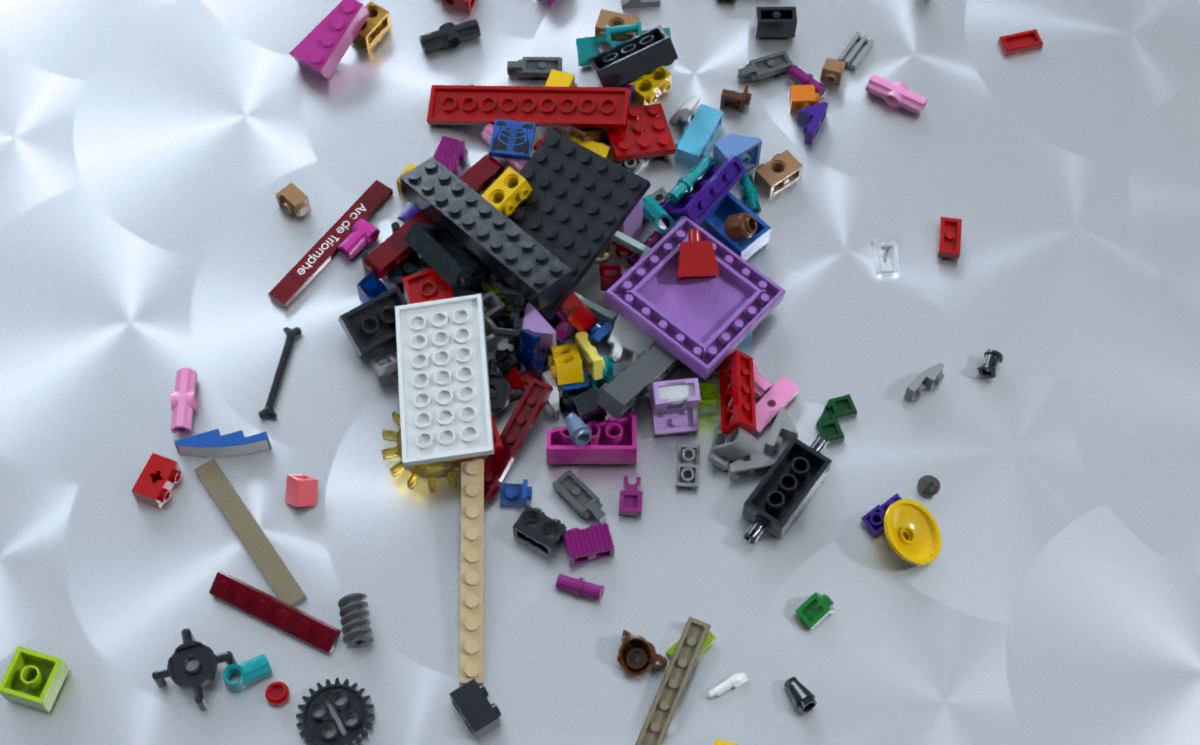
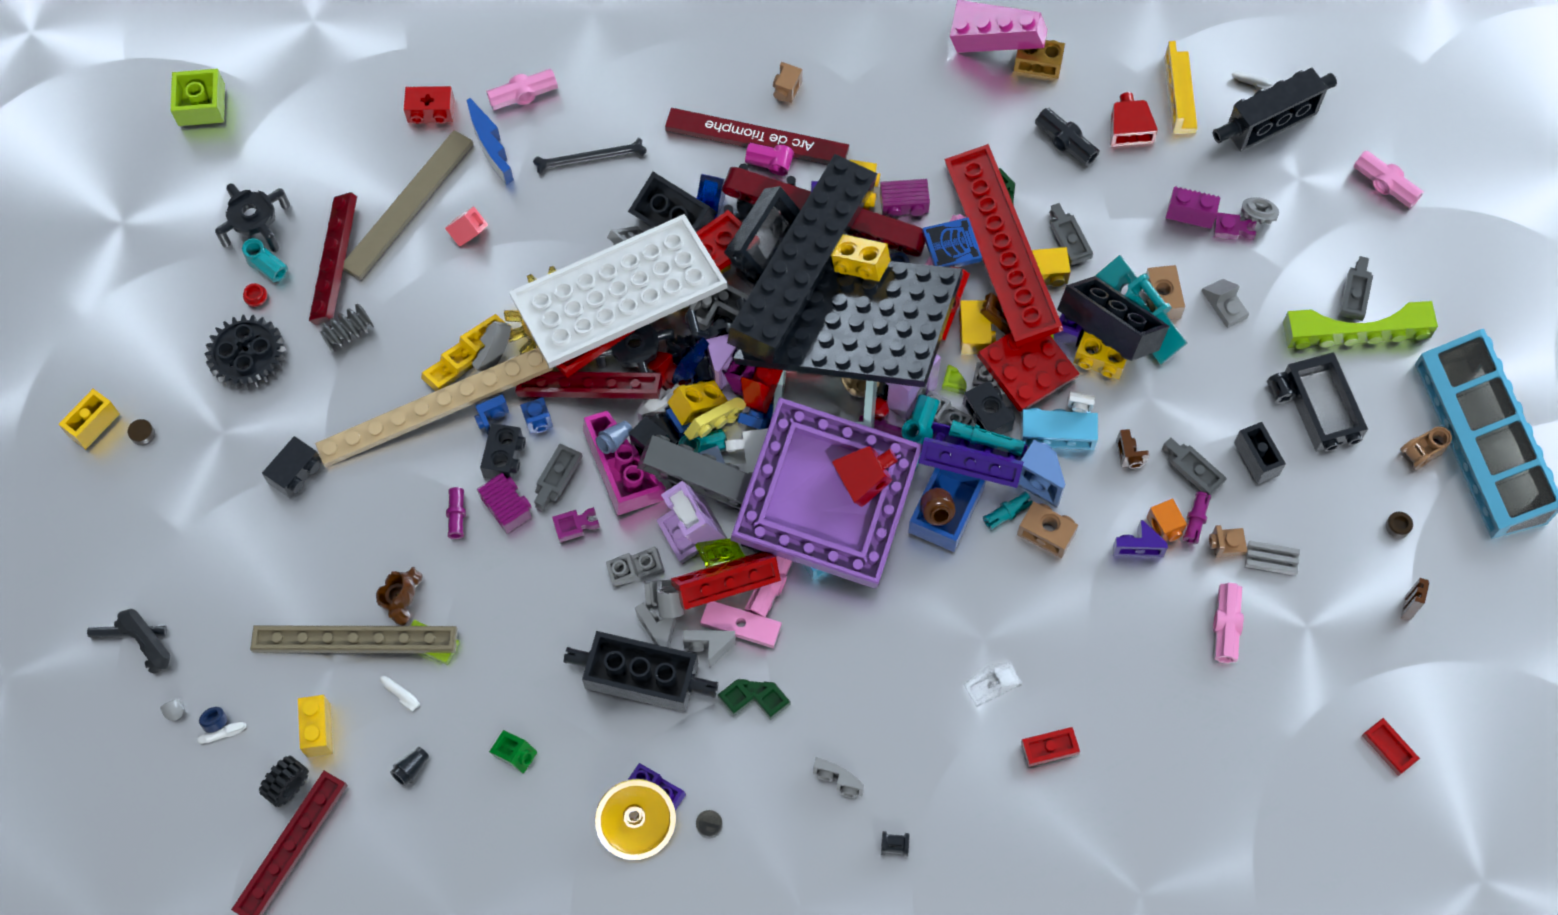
camera: 70 degrees right, 5 degrees up
(428, 531) = (459, 358): none -> yellow slope
(434, 496) = (495, 343): none -> light grey slope
(497, 532) = (490, 410): none -> blue bracket
(609, 275) = (816, 398): dark red slope -> none
(673, 170) = (985, 397): none -> black brick

